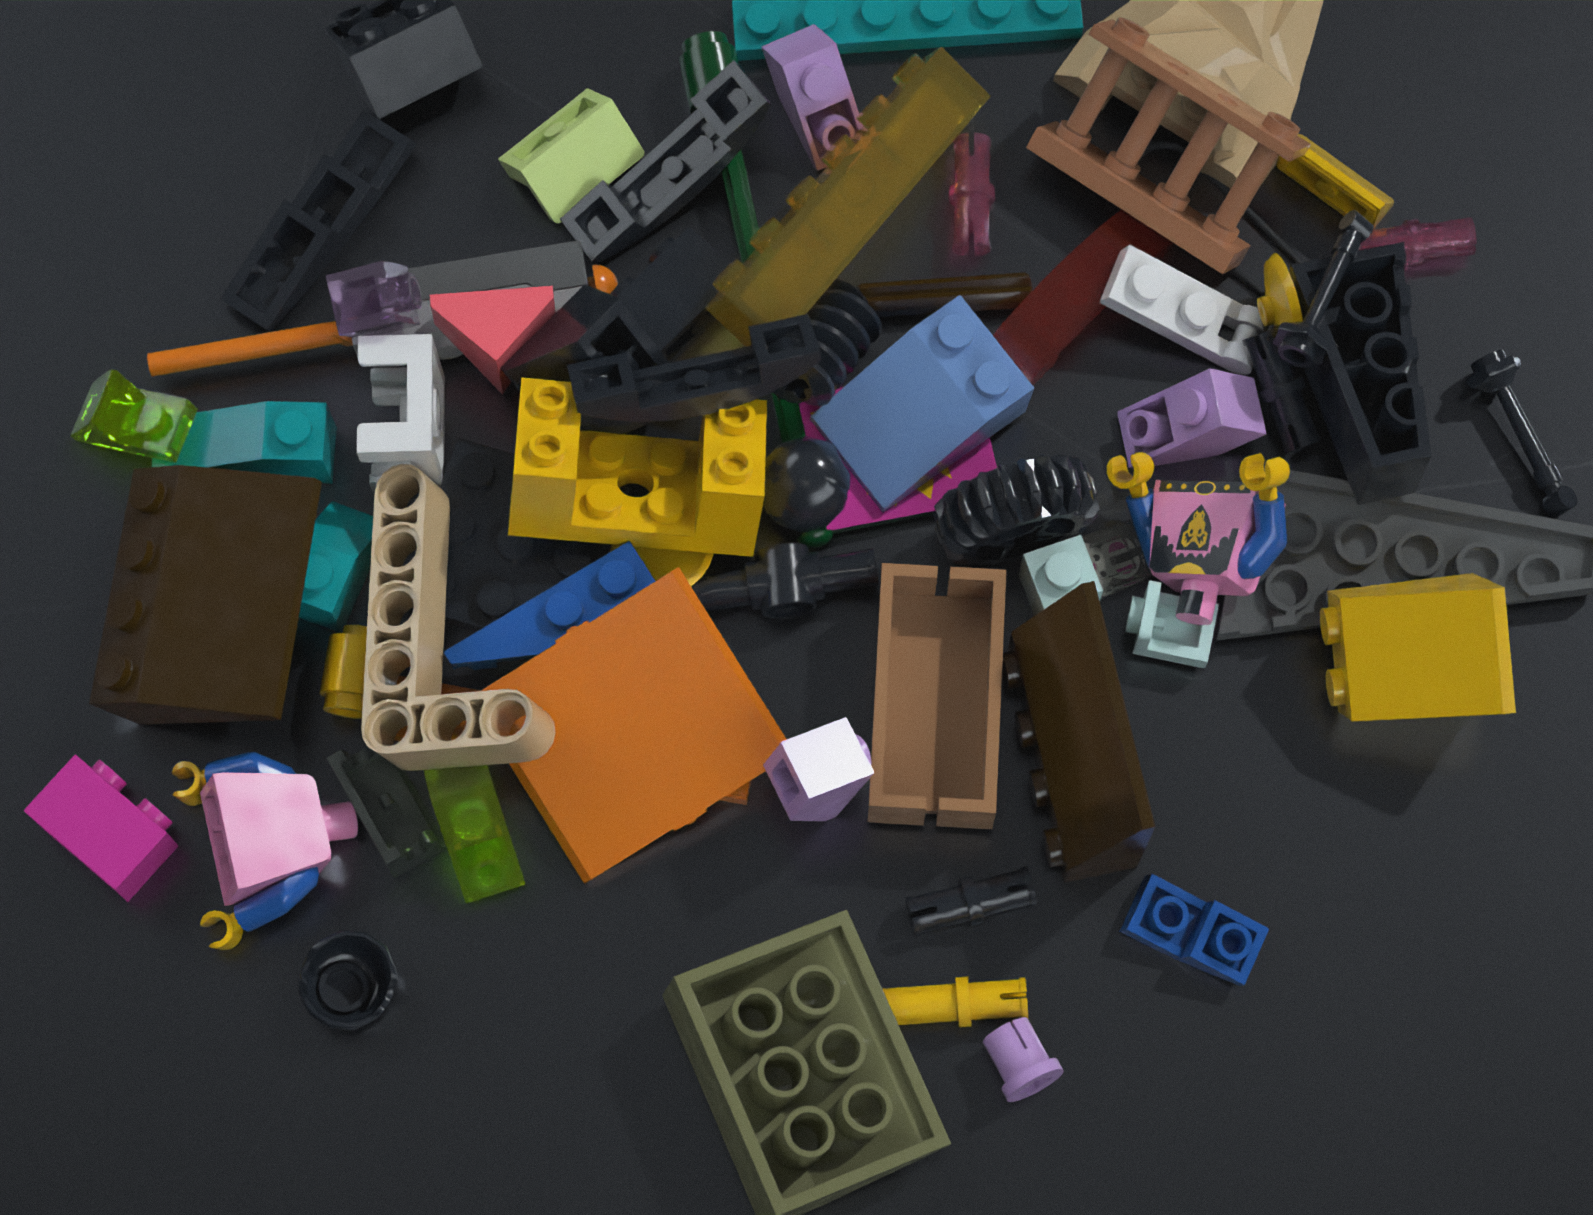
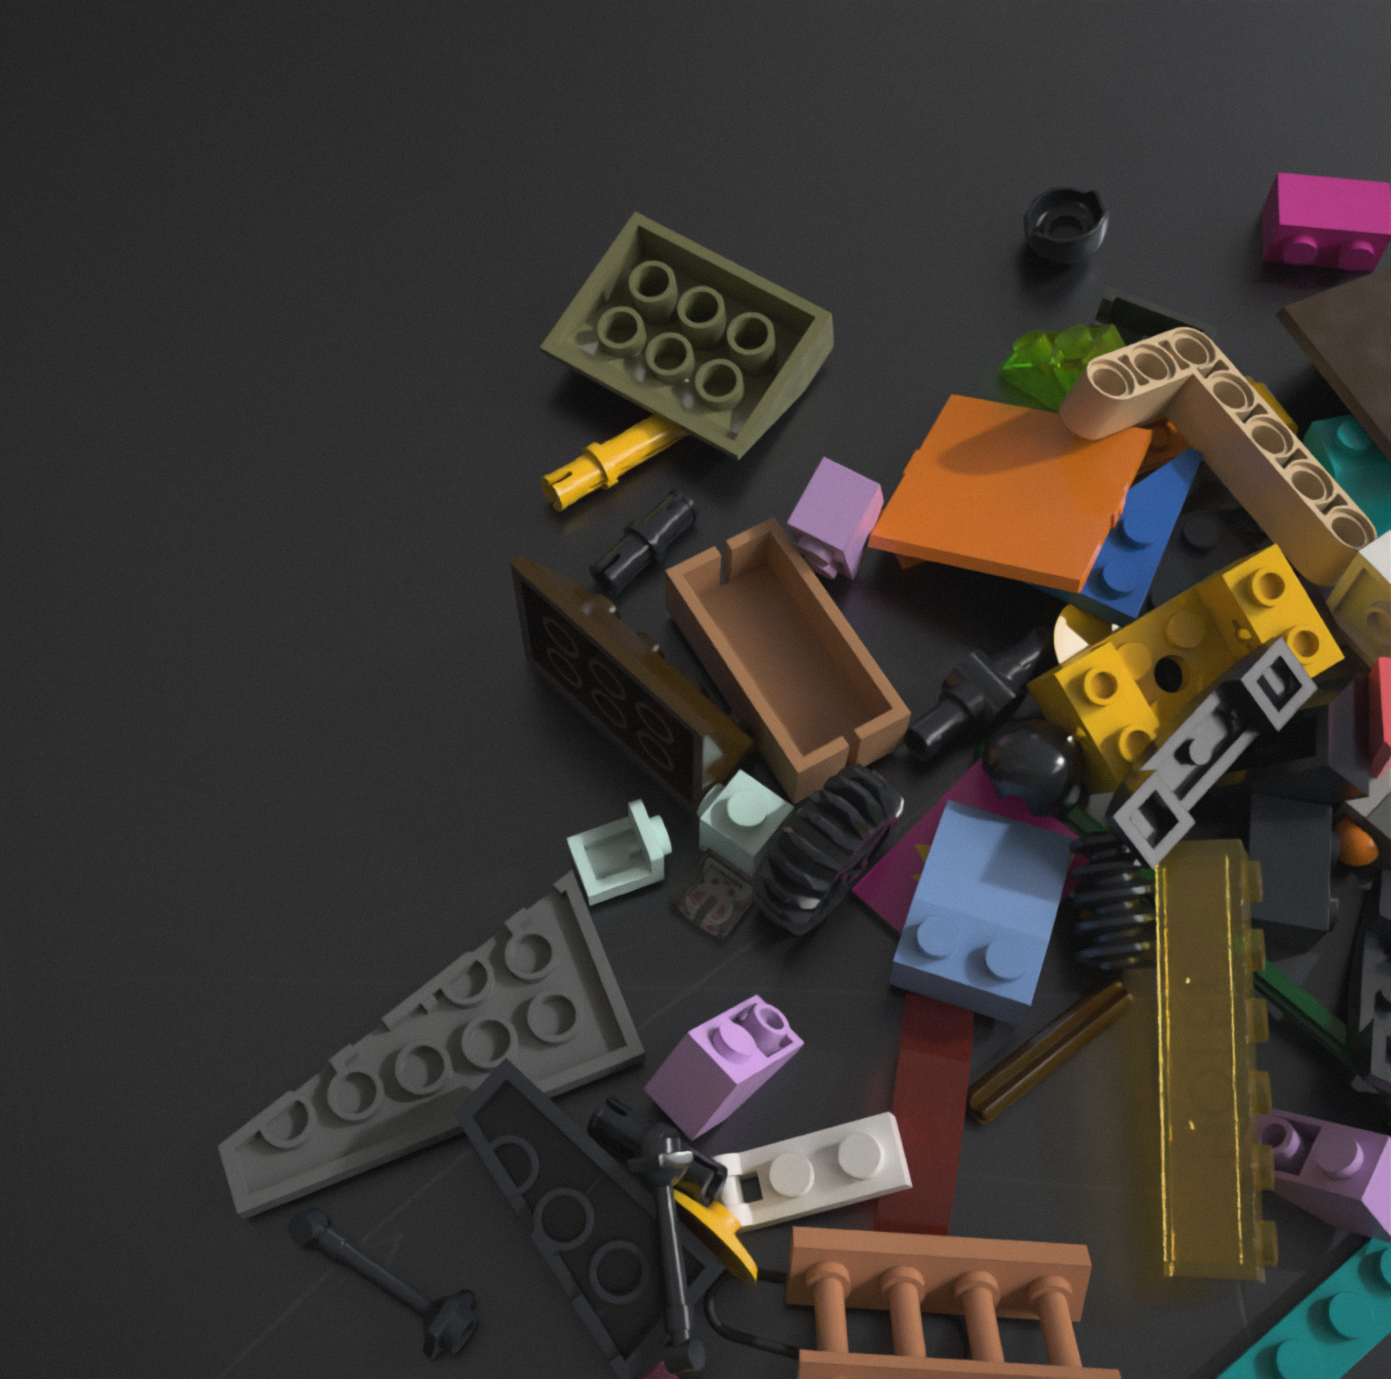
camera: 145 degrees right, 10 degrees down
(264, 836) = (1217, 268): bright pink torso -> none
(971, 194) = (1101, 1175): clear pink pin -> none
(1021, 1059) = (524, 448): lavender bush -> none
(1194, 930) = (439, 630): blue slope -> none
(1206, 533) = (641, 942): torso -> none
(1419, 649) = (369, 948): yellow slope -> none

